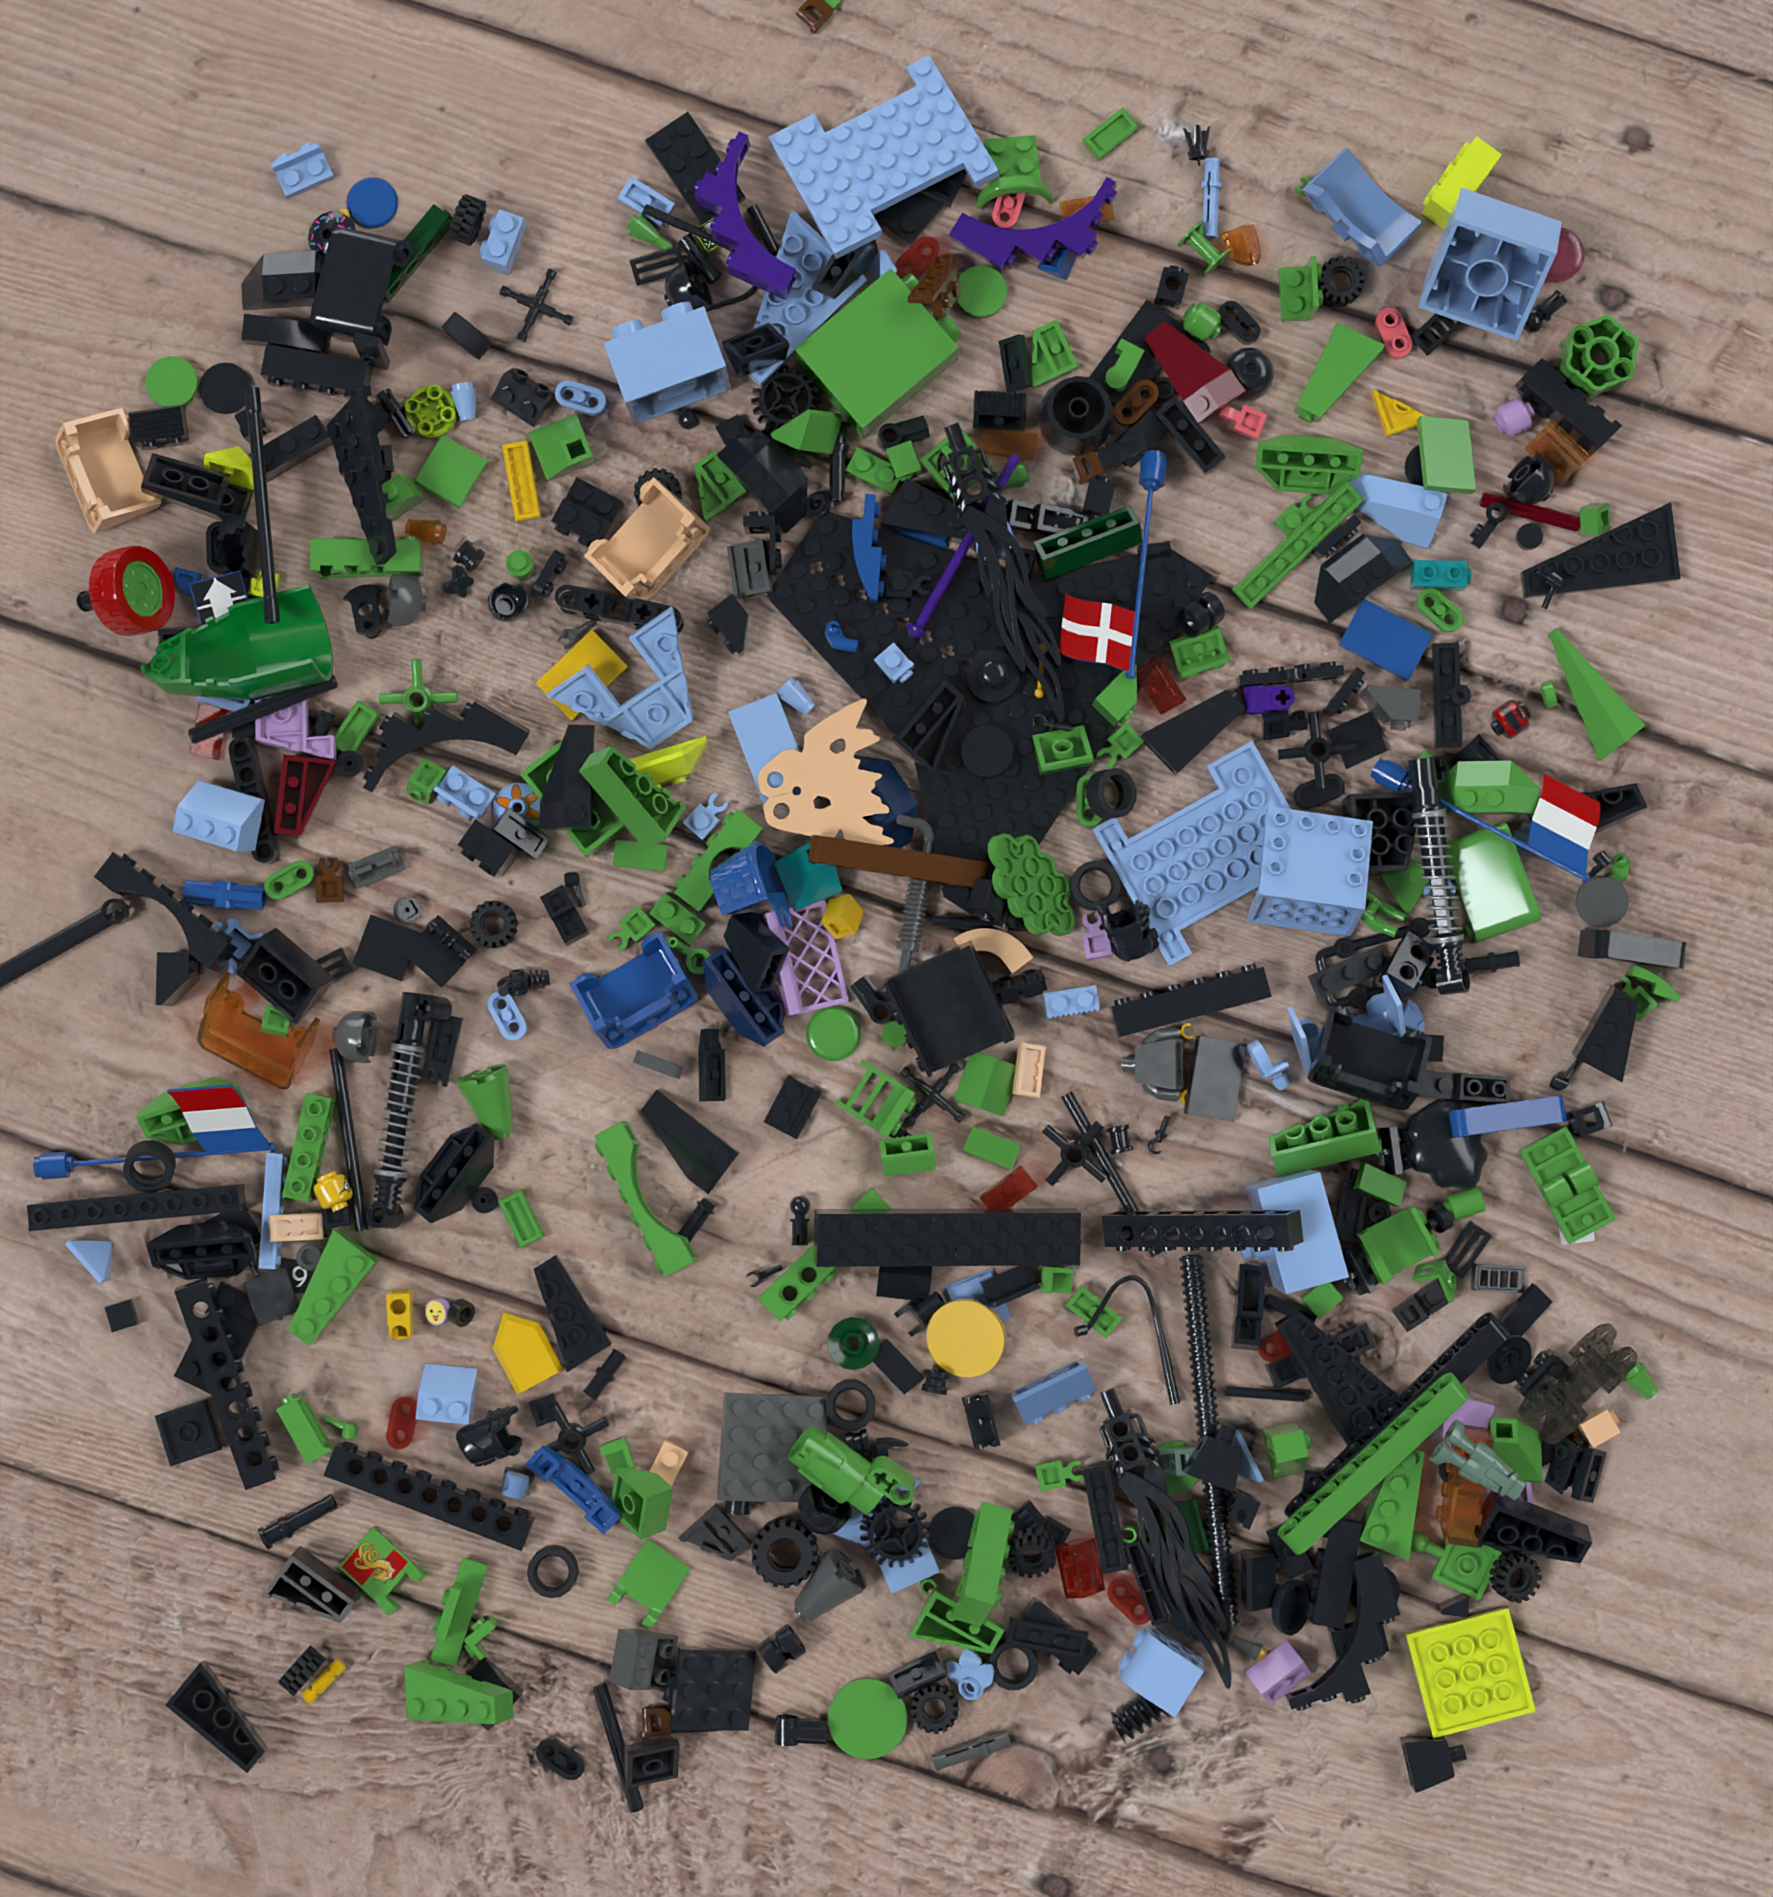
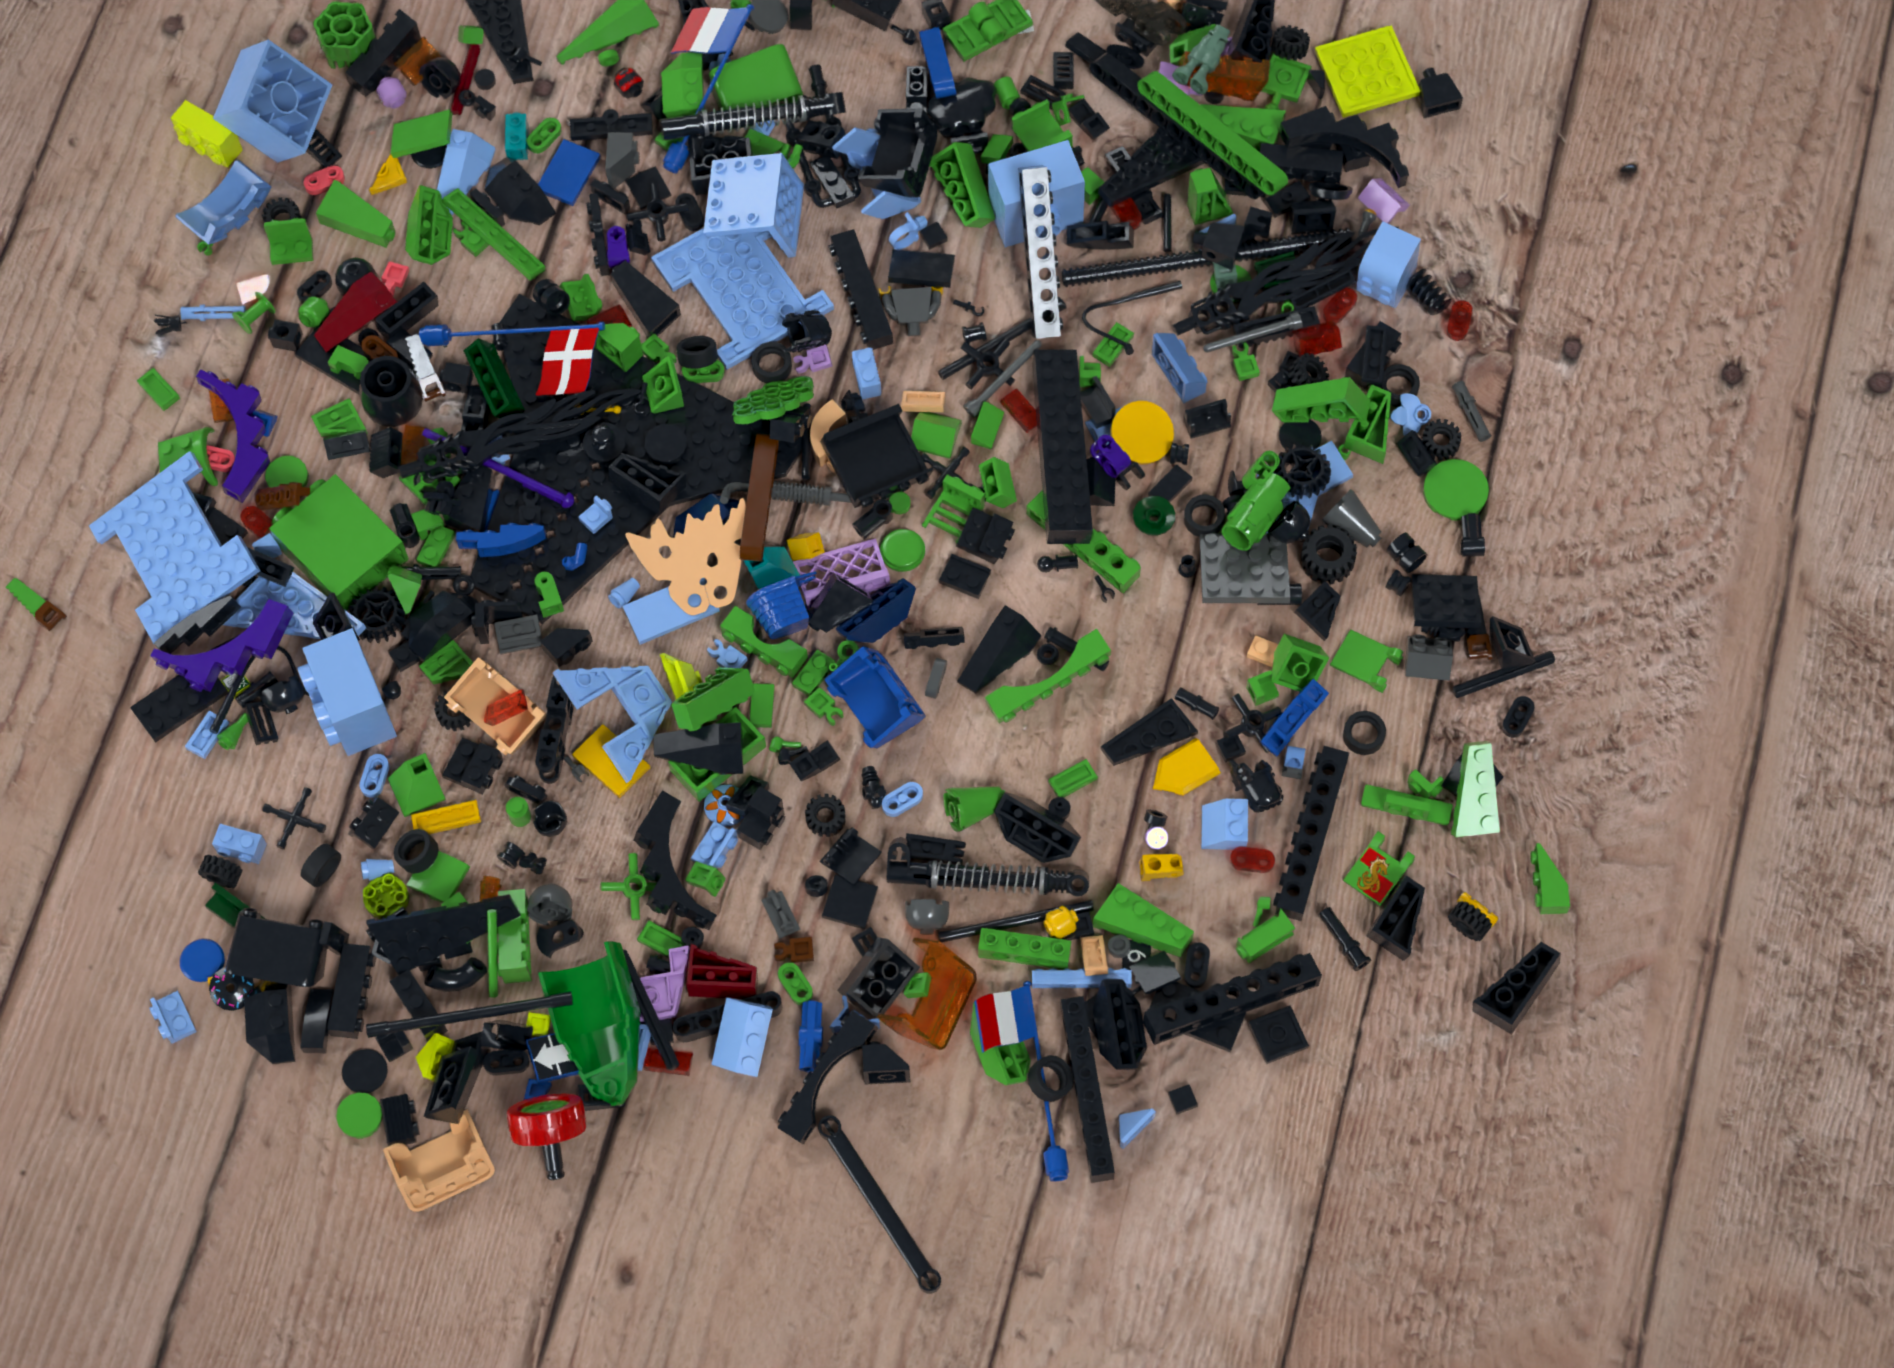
camera: 90 degrees left, 20 degrees down
(279, 1345) = (1197, 966): none -> black plate
(323, 491) = (455, 979): none -> black cylinder
(337, 1771) = (1551, 886): none -> bright green slope
(338, 532) = (492, 953): none -> bright green bar
(480, 429) = (422, 861): none -> black tyre
(588, 870) = (777, 743): none -> bright green hand
(643, 551) = (506, 708): none -> clear red slope
(681, 1208) = (1047, 648): none -> black plate
(743, 1633) = (1398, 583): none -> black wheel
(783, 191) = (205, 620): none -> black slope
(783, 1371) = (1187, 567): none -> black pin
(792, 606) = (547, 588): none -> bright green leg
(840, 1135) = (985, 535): none -> black plate
(916, 476) = (440, 501): none -> black hips
(924, 1298) = (1111, 456): none -> dark purple piece
(1019, 1134) = (974, 407): none -> dark grey piece
(1098, 1751) = (1459, 322): none -> clear red plate
(1102, 1539) = (1292, 322): none -> dark grey piece
(1265, 1097) = (933, 235): none -> black tile

